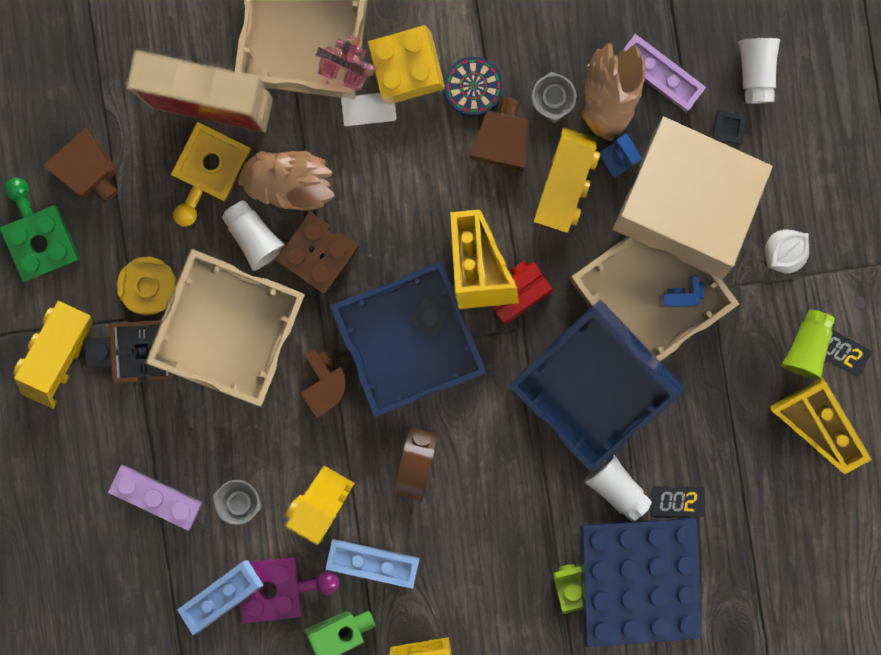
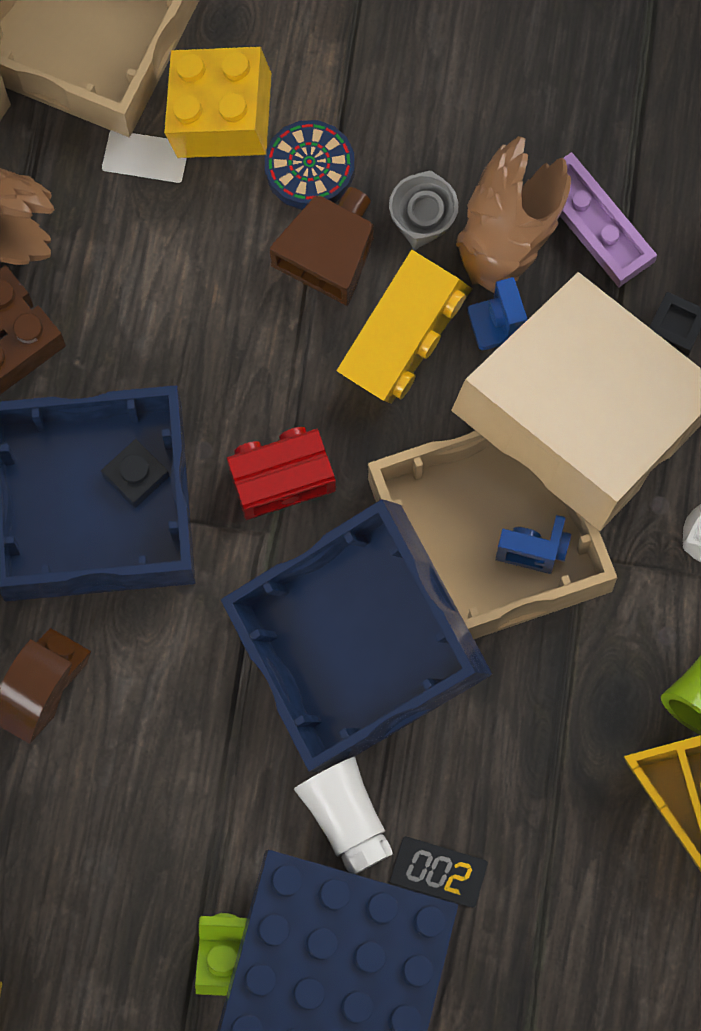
camera: 15 degrees right, 15 degrees down
(356, 69) = (108, 57): clear pink hips -> none
(478, 265) = (228, 405): yellow wedge -> none

